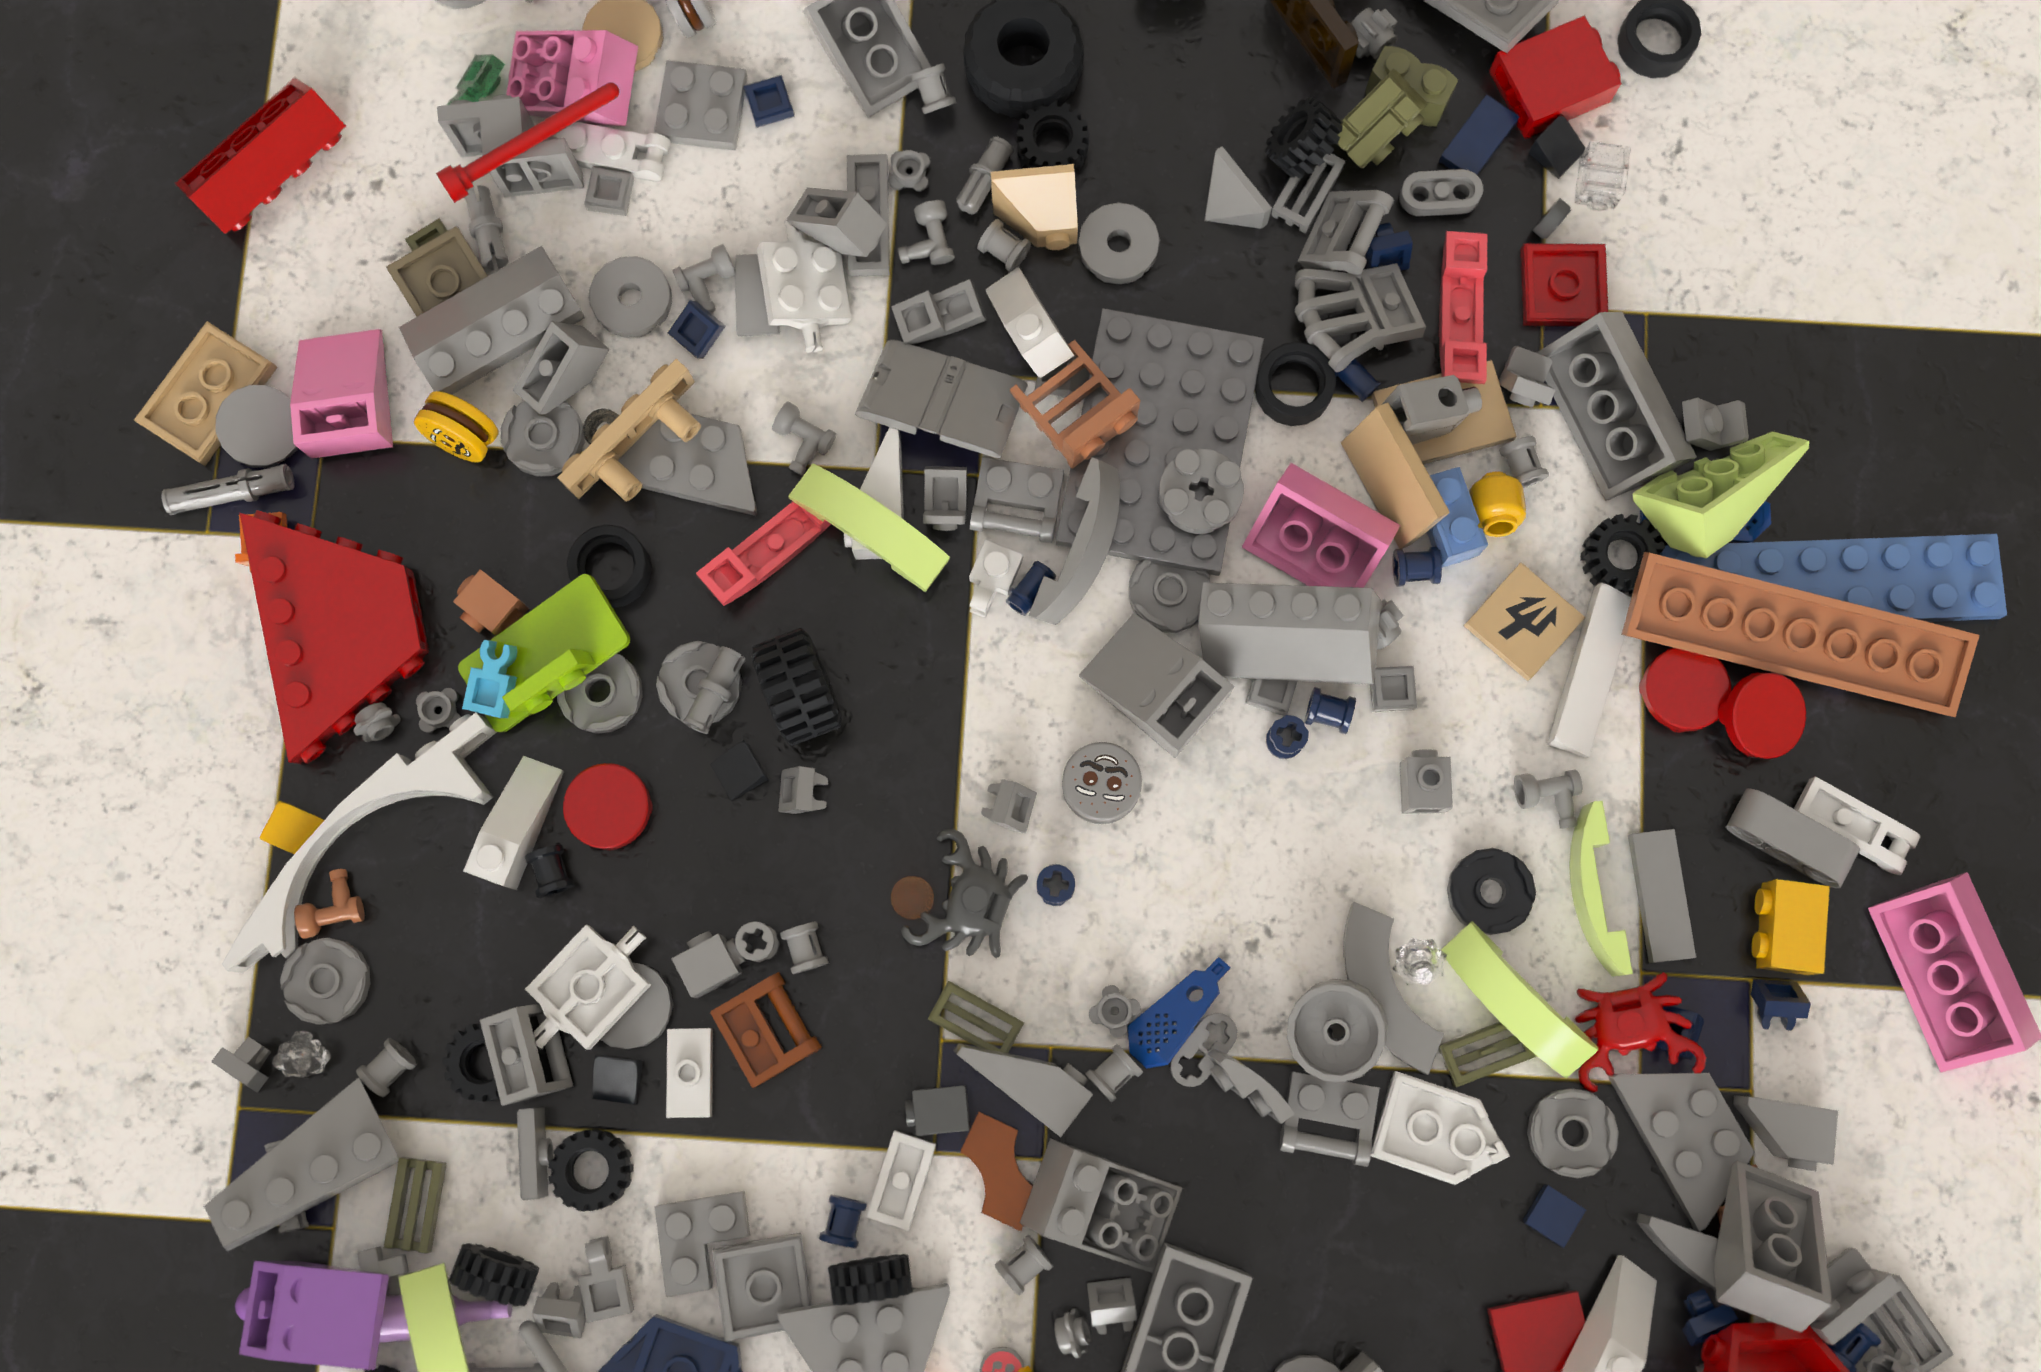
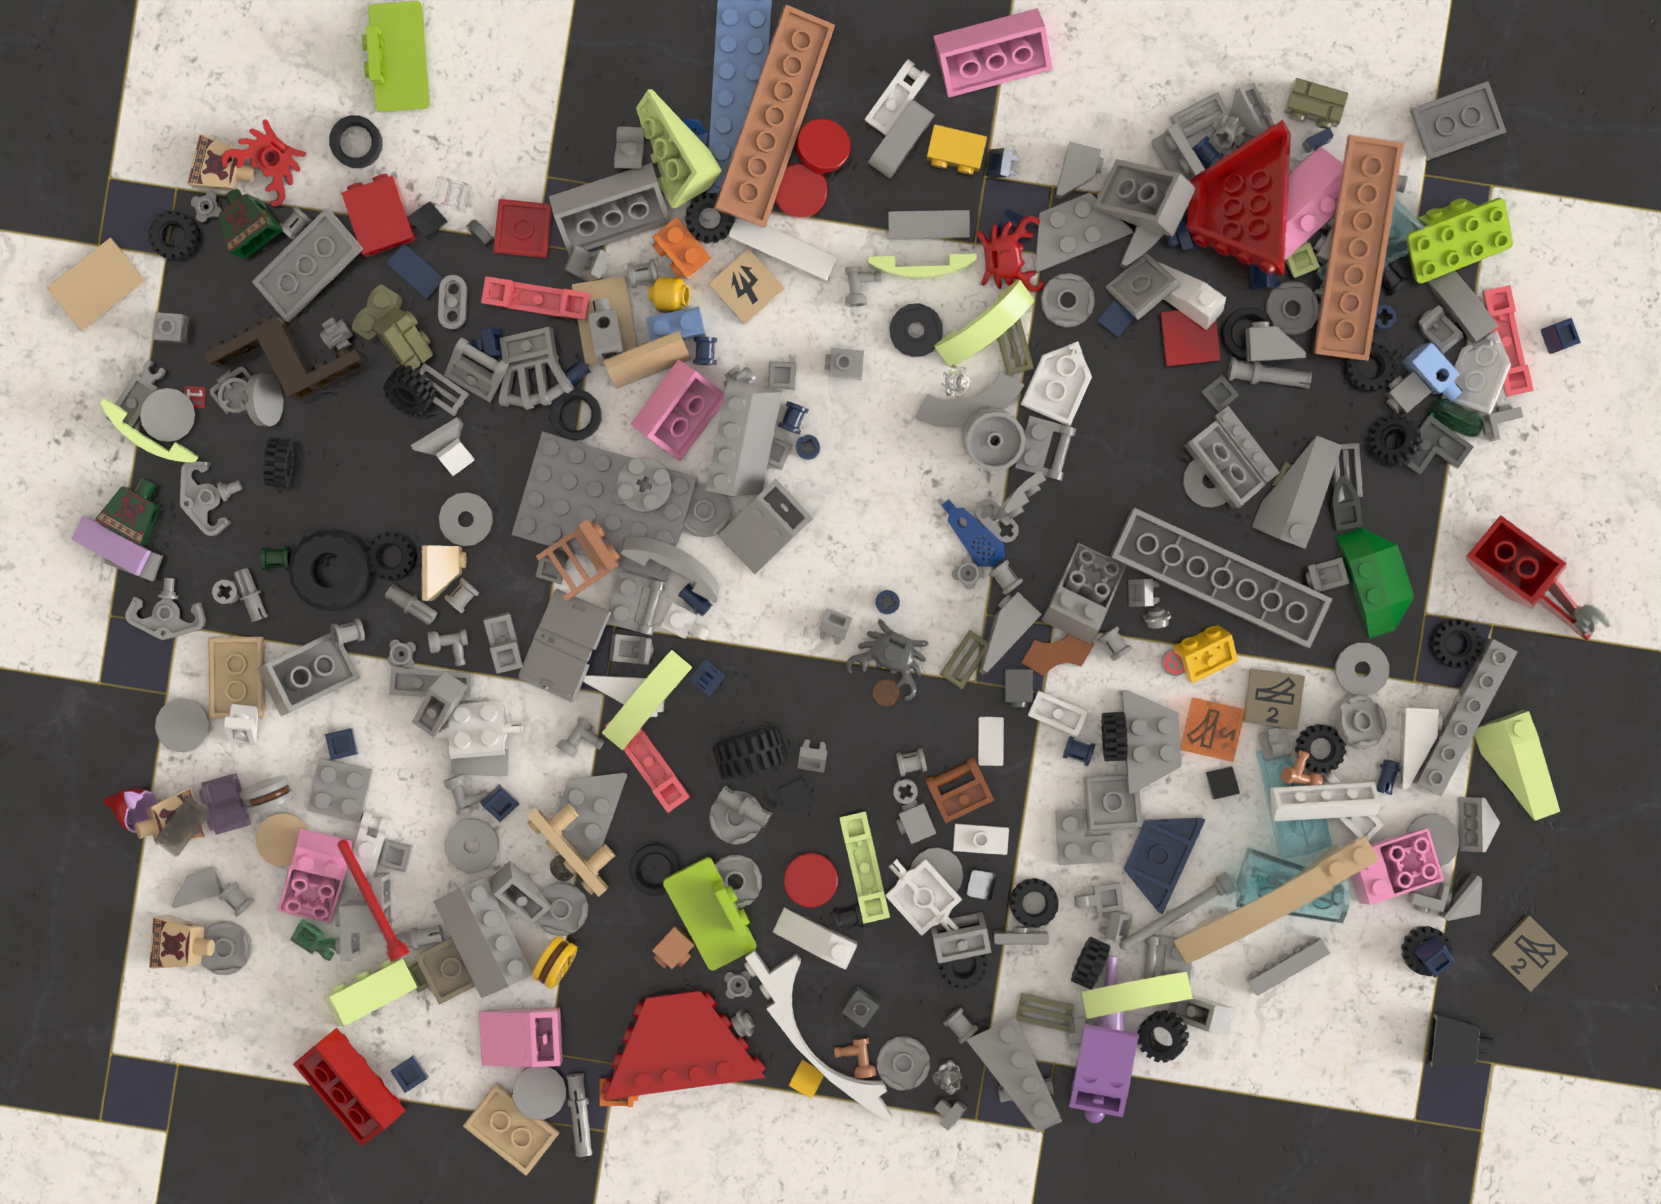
camera: 90 degrees left, 10 degrees up
(280, 235) = (409, 1073): none -> dark blue tile
(399, 164) = (369, 992): none -> yellowish green wedge
(408, 902) = (860, 1007): none -> dark grey brick
(491, 682) = (728, 948): medium azure plate -> none
(630, 889) = (864, 867): none -> yellowish green slope
(848, 1074) = (991, 741): none -> white sticker
(912, 619) = (707, 677): none -> dark blue tile
(1028, 323) = (519, 585): white slope -> none
(1101, 783) = (825, 566): light grey head -> none
(1210, 216) = (455, 457): none -> white tile
(1570, 516) = (680, 248): none -> orange bracket
(1617, 1256) = (1142, 286): none -> light grey tile
(1794, 79) = (397, 56): none -> lime bracket

